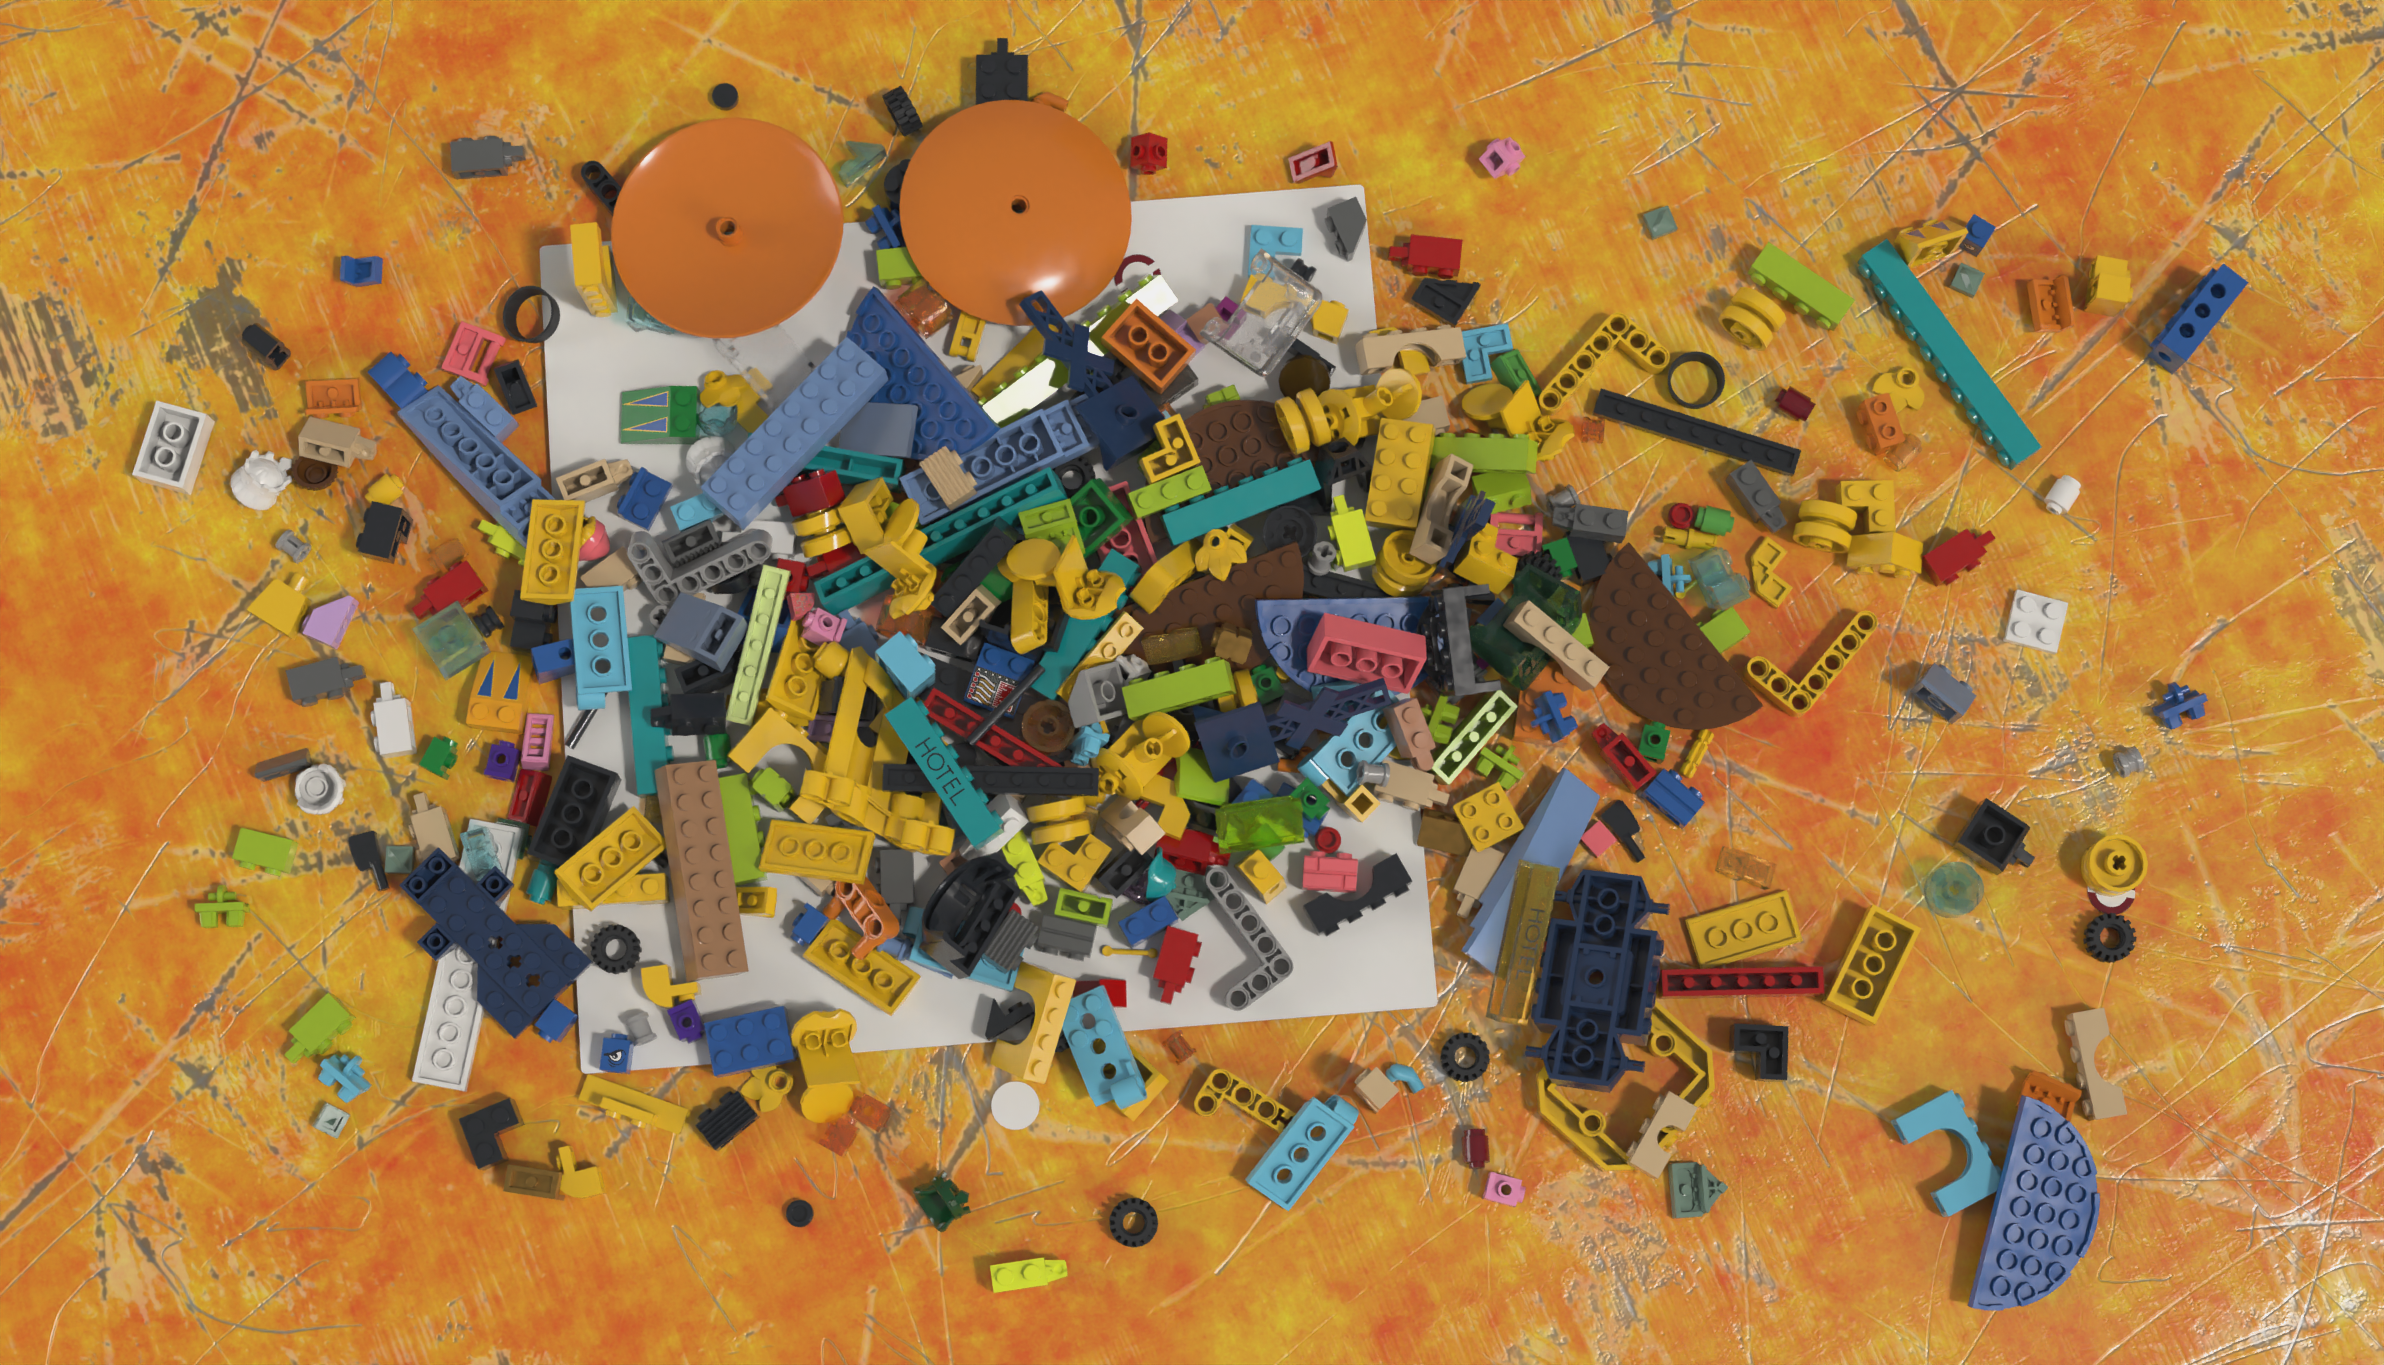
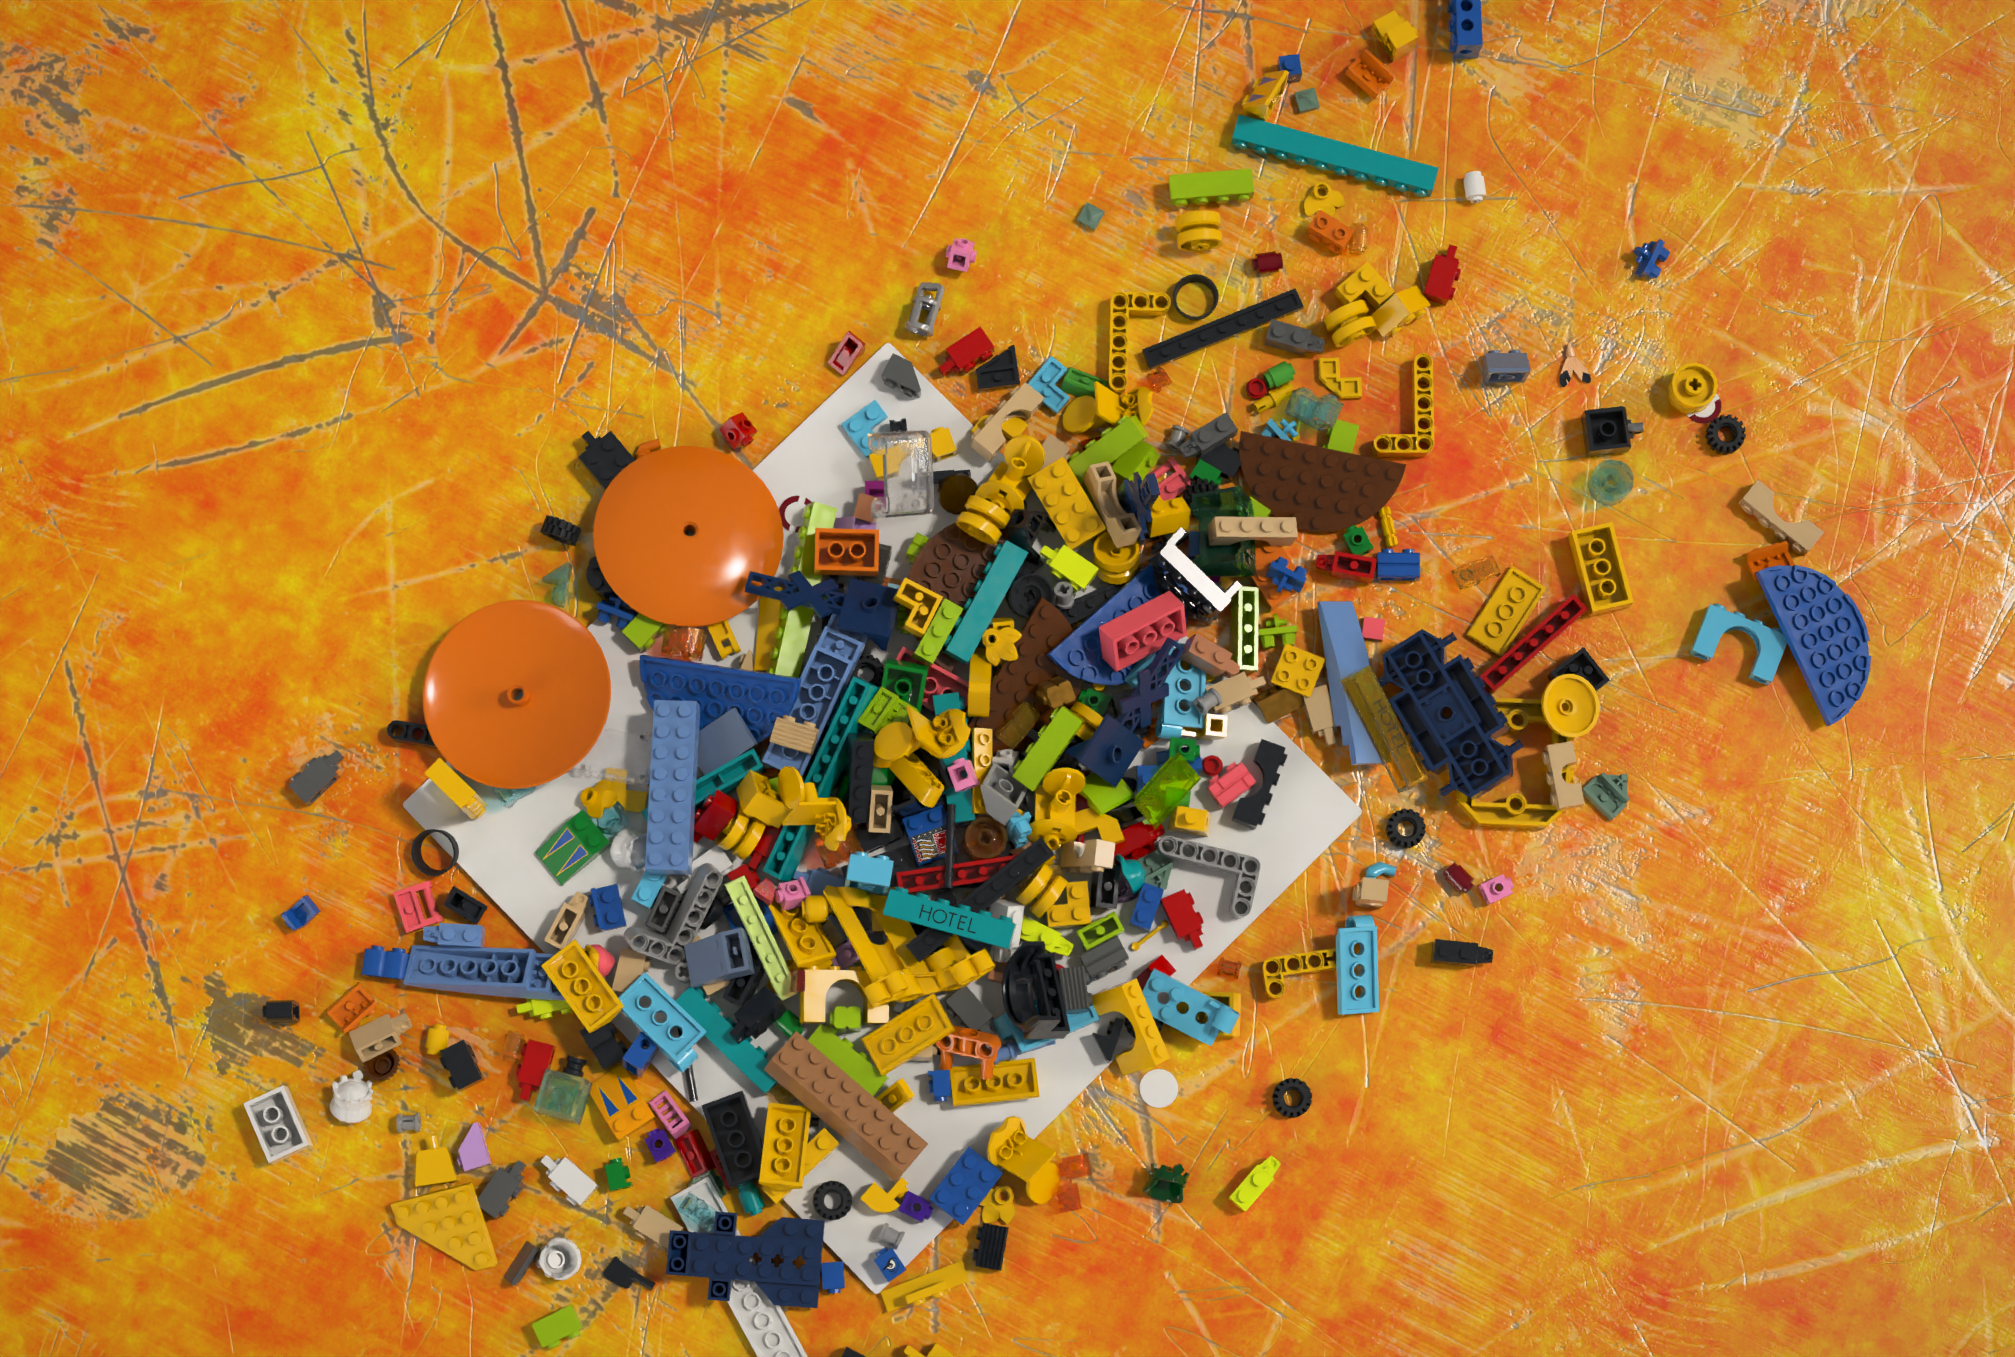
camera: 40 degrees left, 0 degrees up
(250, 671) = (450, 1222): none -> yellow plate
(399, 859) = (647, 1260): sand green tile -> none
(725, 96) = (437, 613): black tile -> none
(755, 713) = (797, 981): none -> clear red tile
(800, 1213) = (1084, 1265): black tile -> none
(1066, 648) = (962, 784): none -> bright pink brick
(1414, 1222) = (1460, 953): none -> black hinge
(1430, 177) = (927, 303): none -> light grey piece
(1442, 712) = (1216, 628): lime hips -> none
(1624, 826) = (1382, 607): black piece -> none
(1739, 1075) = (1580, 705): none -> yellow dish
(2014, 745) = (1570, 365): none -> light nougat piece
(2035, 622) = (1522, 278): white plate -> none
(2128, 762) = (1648, 318): light grey wheel -> none

